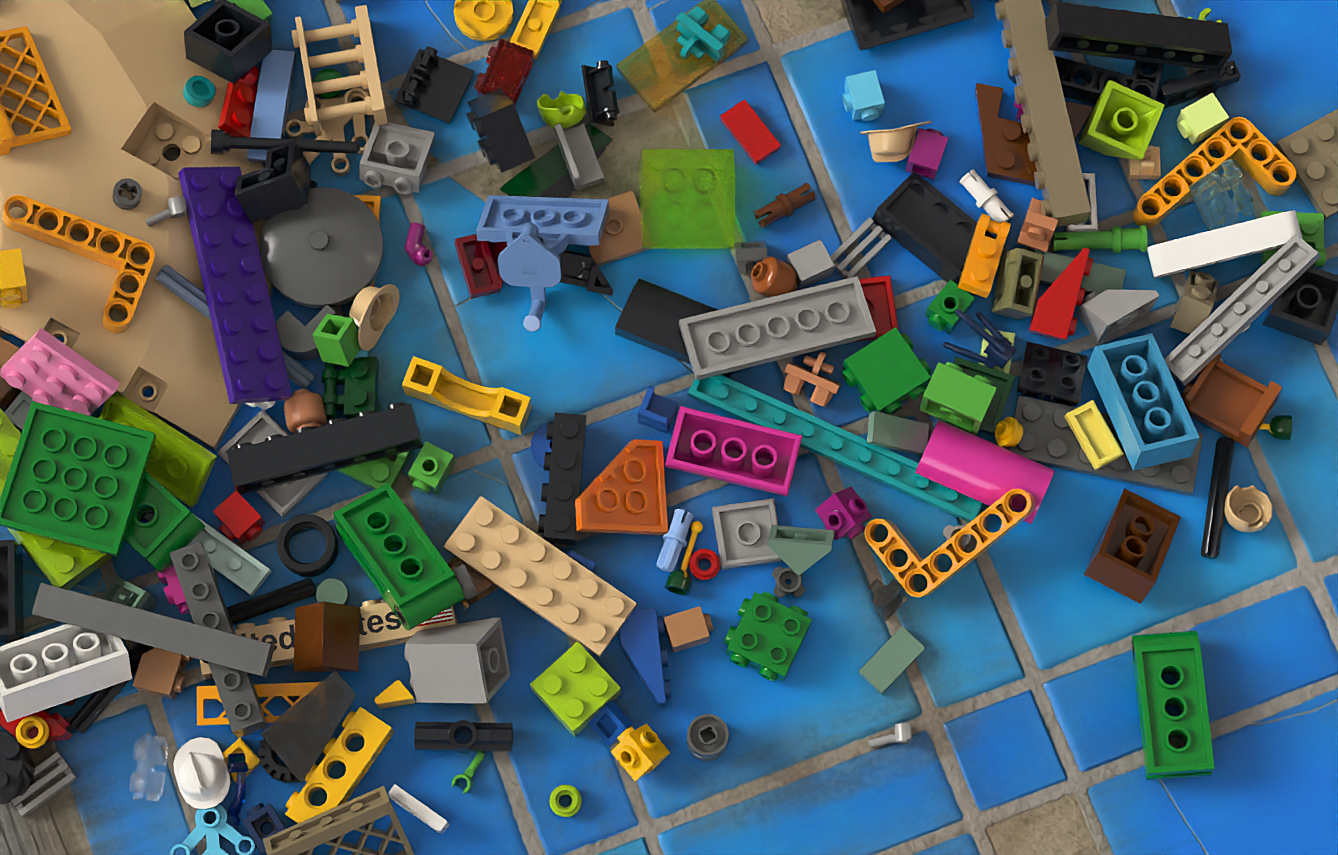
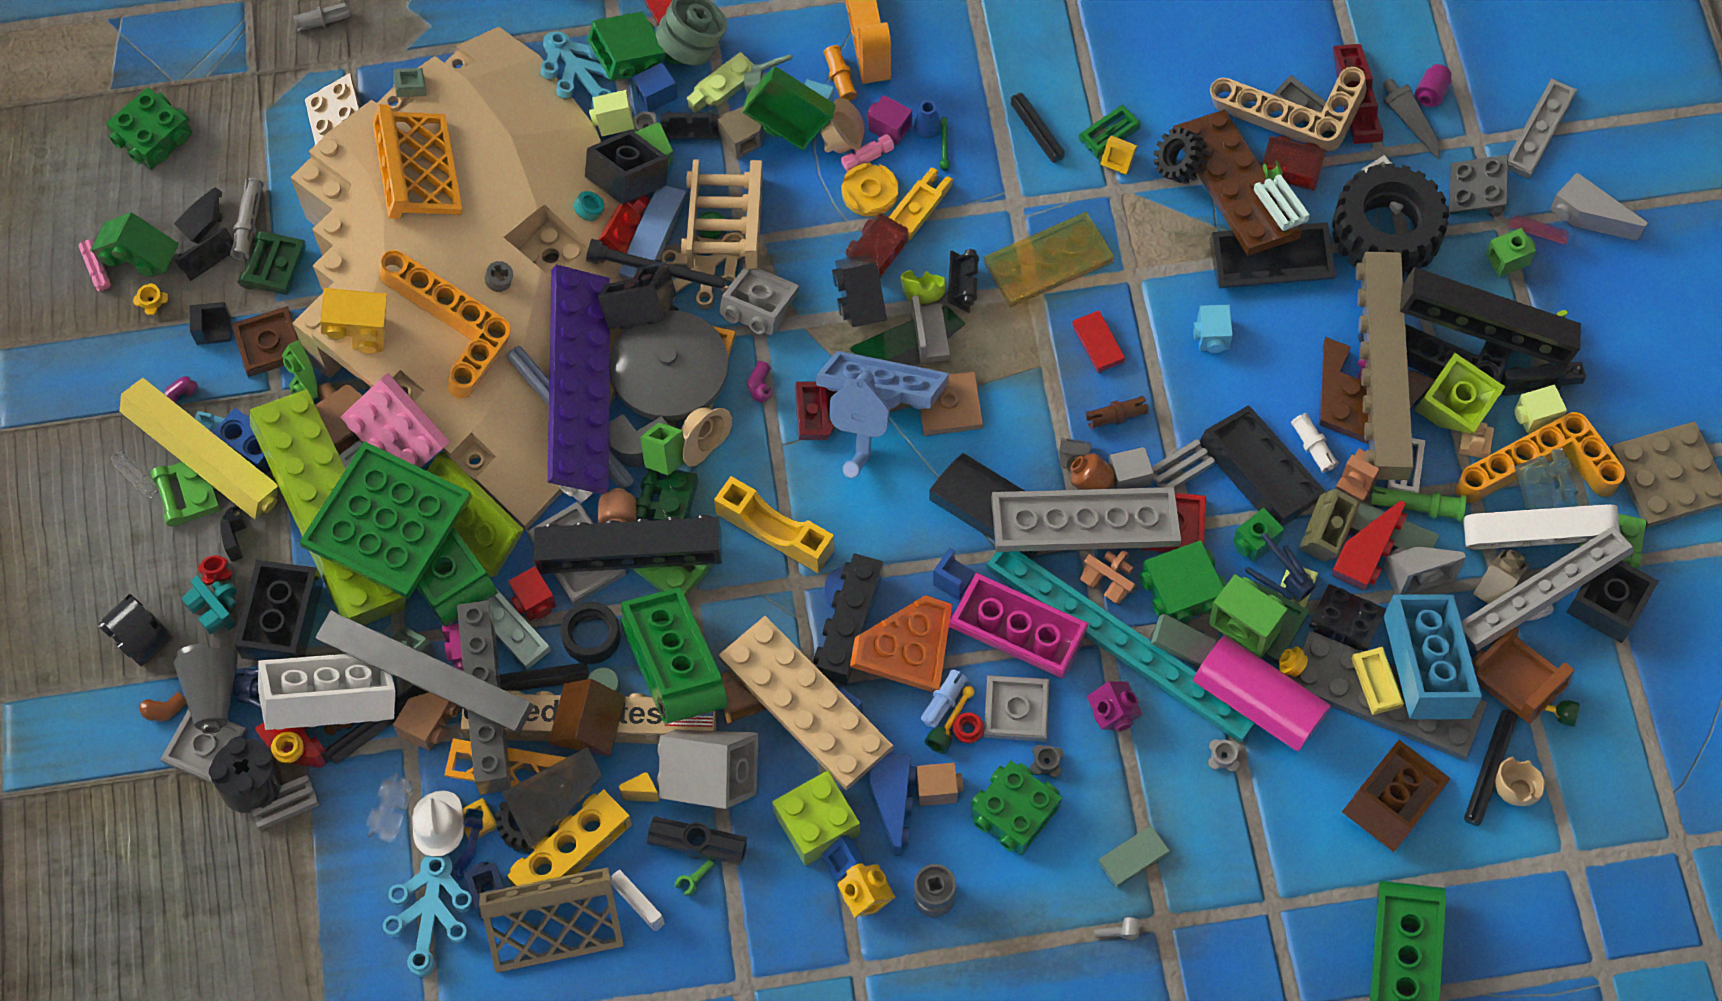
camera: 15 degrees right, 10 degrees down
(176, 209) = (541, 301): light grey hand -> none
(431, 469) = (724, 585): bright green brick -> none
(434, 85) = (809, 244): black hinge -> none
(465, 582) = (731, 690): dark grey tile -> none
(565, 790) = (782, 914): lime plate -> none
(583, 271) = (909, 435): black slope -> none
(687, 198) = (1025, 387): clear neon green slope -> none
(696, 39) = (1065, 247): teal hips -> none
(800, 546) = (1064, 727): sand green slope -> none
(887, 598) = (1141, 794): clear smoke tile -> none
(892, 144) = (1234, 374): tan piece -> none
(927, 153) = (1264, 391): magenta brick -> none
(952, 547) = (1215, 755): light orange beam -> none
(983, 256) = (1300, 493): light orange plate -> none

